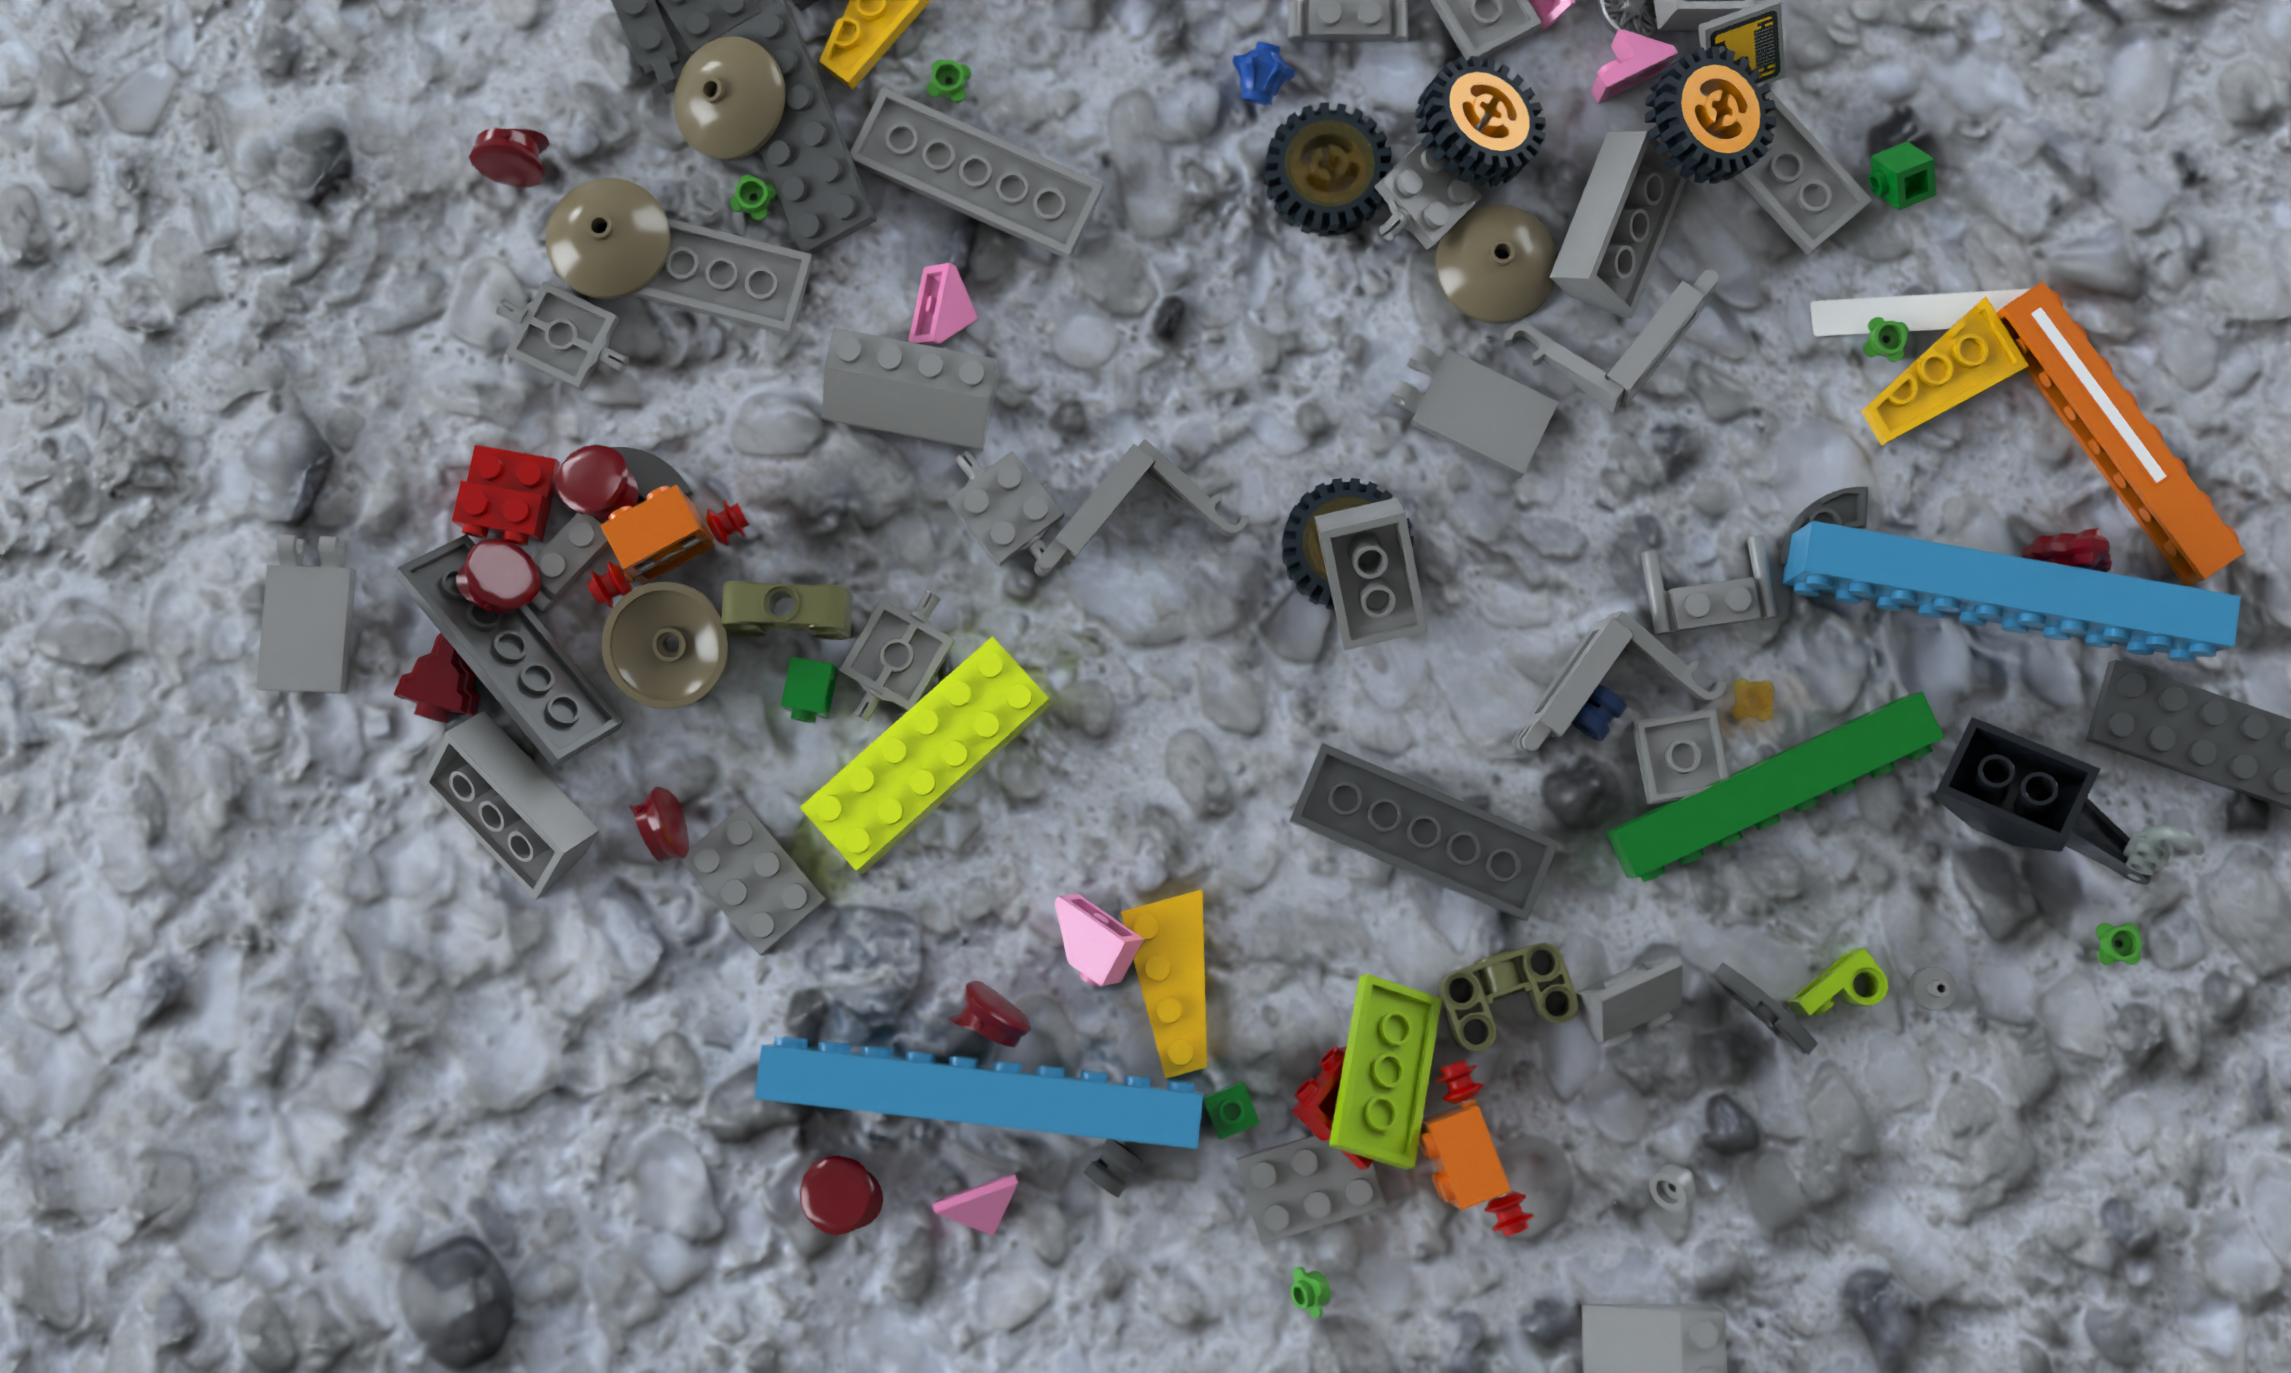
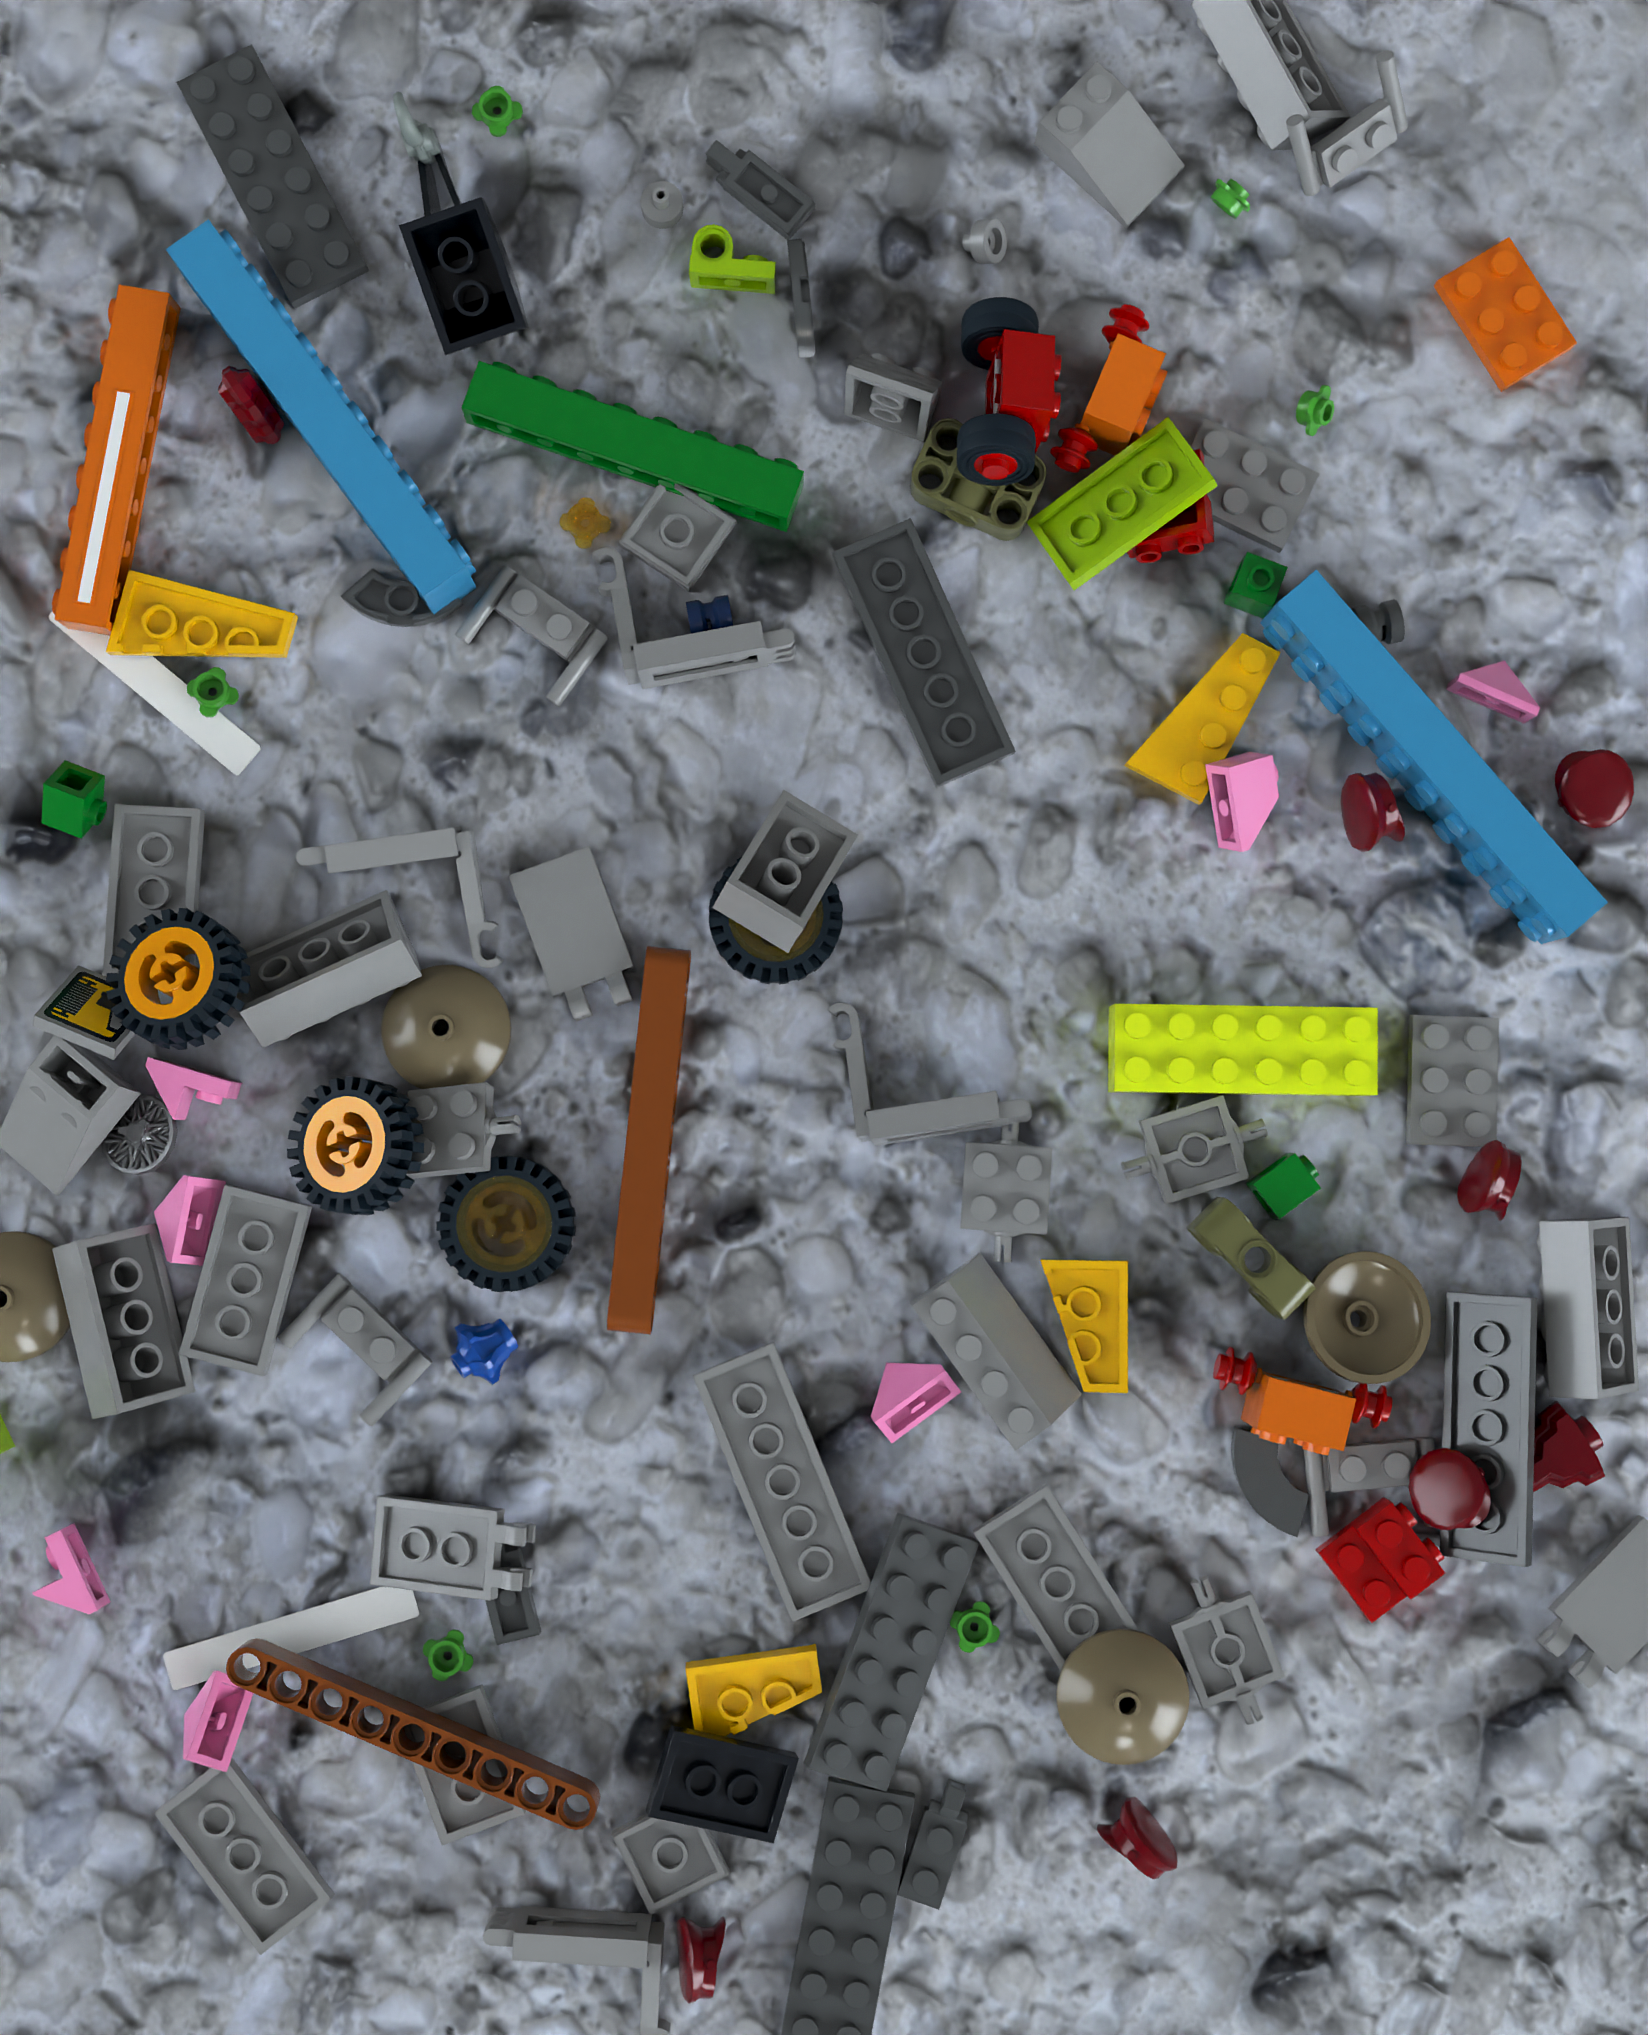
camera: 140 degrees left, 5 degrees up
(596, 482) = (1307, 1498): dark red piece -> none
(746, 102) = (904, 1716): dark tan dish -> none
(863, 479) = (1094, 1317): none -> yellow wing
(949, 69) = (729, 1592): bright green plate -> none
(1287, 315) = (649, 1140): none -> dark orange beam
(1537, 1086) = (1019, 392): none -> brick
(1873, 1067) = (760, 189): none -> dark grey hinge

